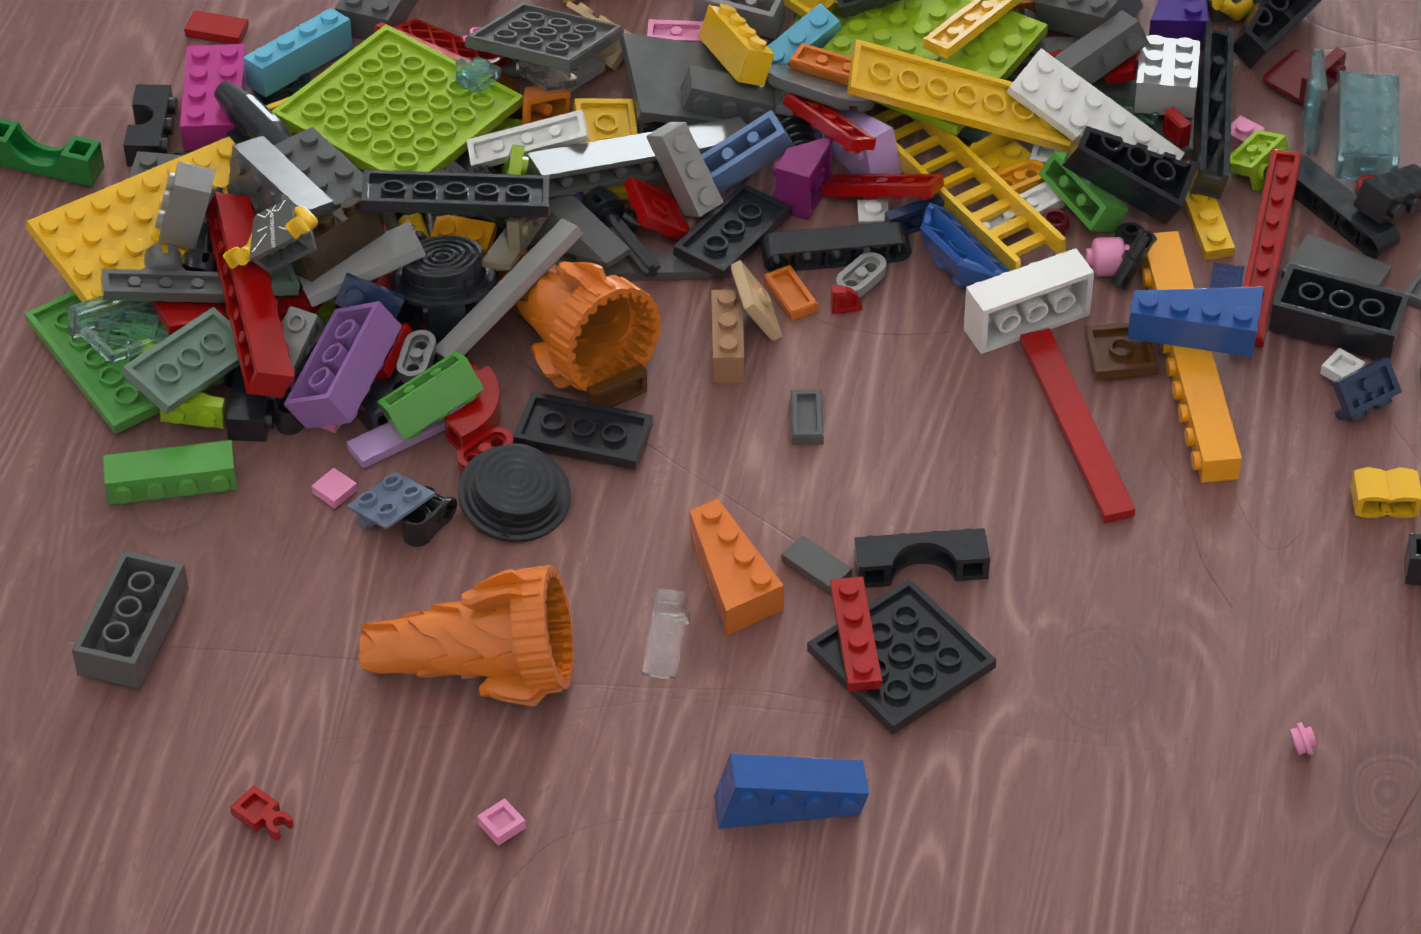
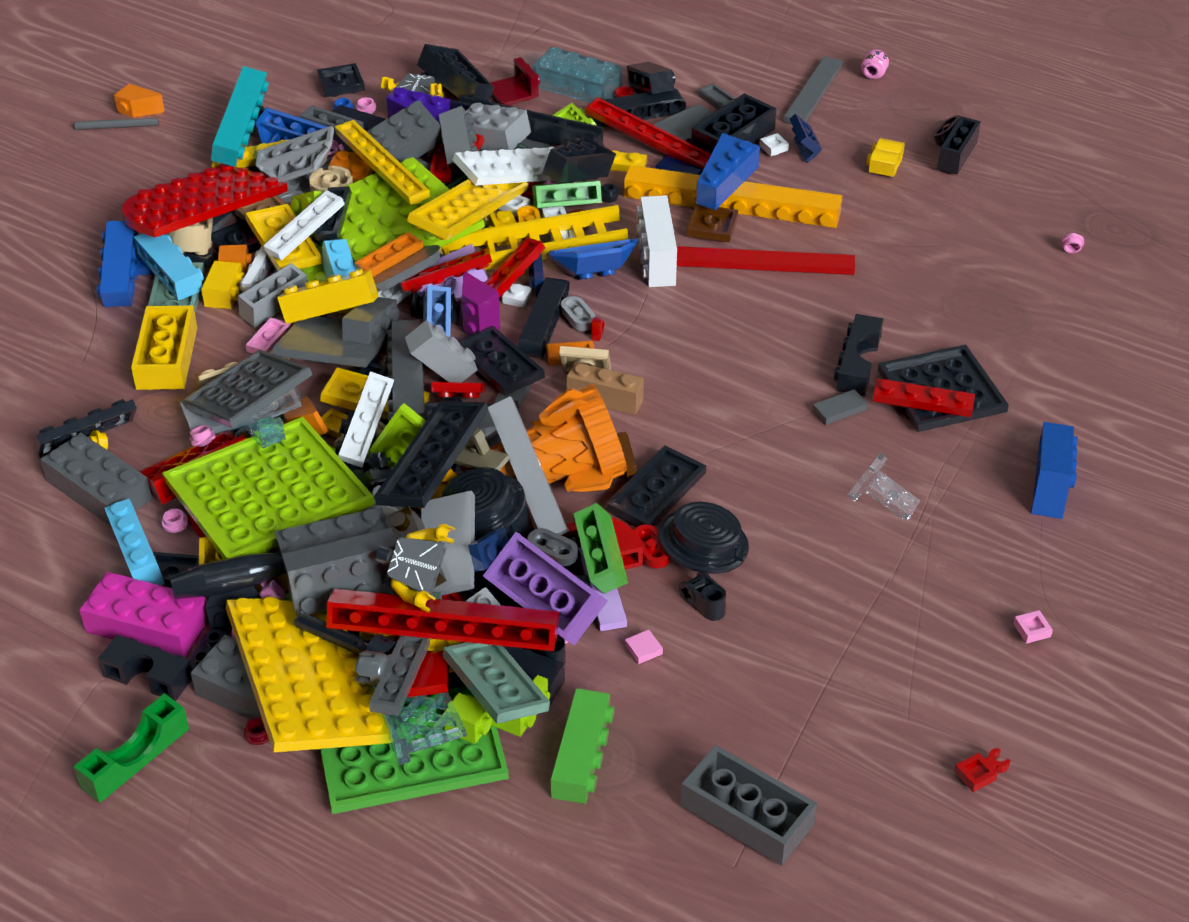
camera: 70 degrees left, 5 degrees down
(184, 204) = (327, 625): light grey wedge -> none
(216, 27) = (48, 599): red tile -> none
(389, 501) = (689, 607): sand blue hinge -> none
(503, 629) = (875, 556): orange cone -> none
(734, 569) = (831, 442): orange wedge -> none
(807, 417) = (696, 376): dark grey tile -> none
(1105, 255) = (627, 200): bright pink head -> none
(1133, 259) = (644, 180): black pin -> none
(1176, 127) = (535, 139): red tile -> none
(1314, 102) = (559, 77): clear light blue tile -> none

